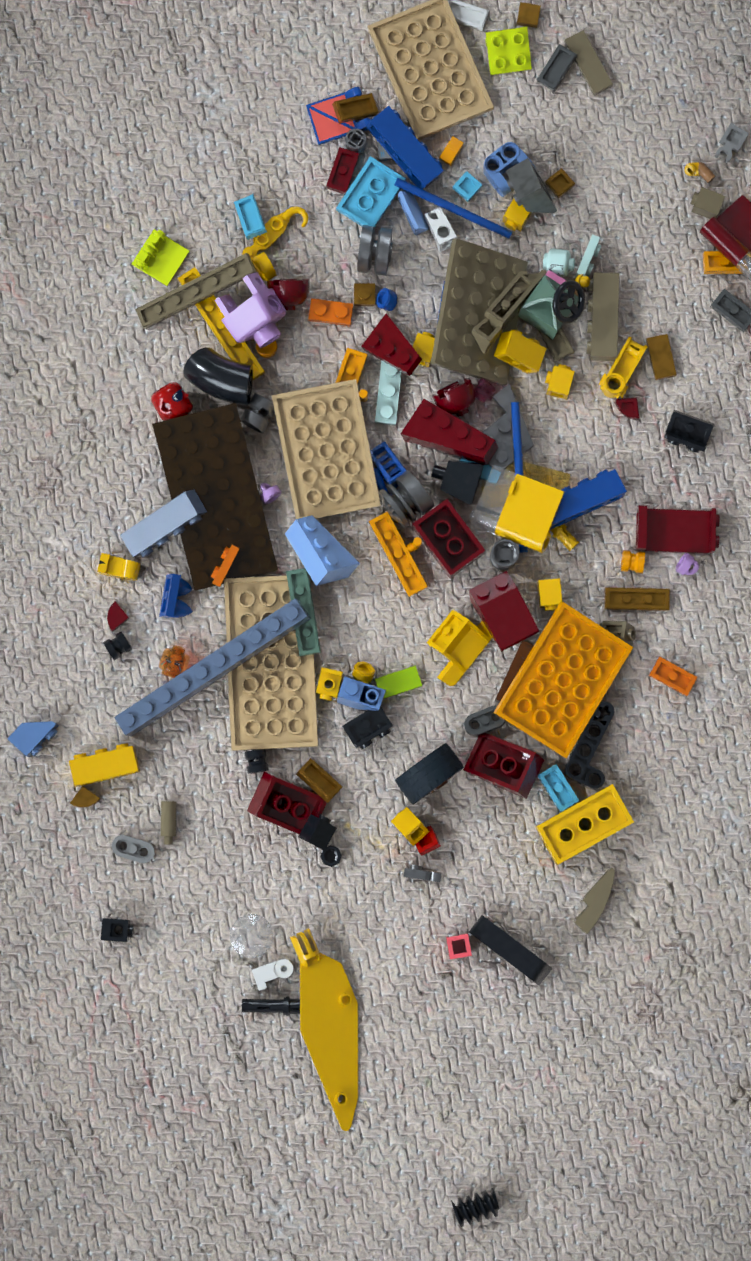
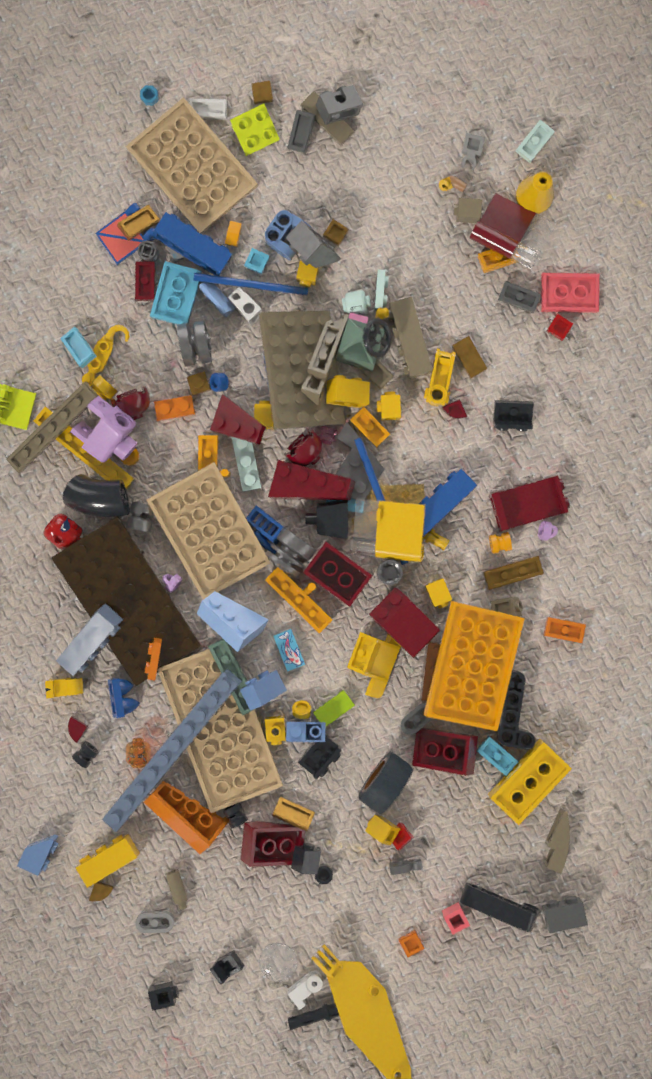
camera: 15 degrees left, 5 degrees up
(195, 921) = (226, 966): none -> black bracket
(203, 744) = (186, 816): none -> orange wedge
(330, 634) = (263, 689): none -> medium blue brick
(370, 605) = (289, 650): none -> tile
(401, 962) = (411, 943): none -> orange tile
(532, 396) = (370, 427): none -> light orange plate
(577, 981) = (564, 914): none -> dark grey brick
(614, 57) = (339, 104): none -> dark grey brick

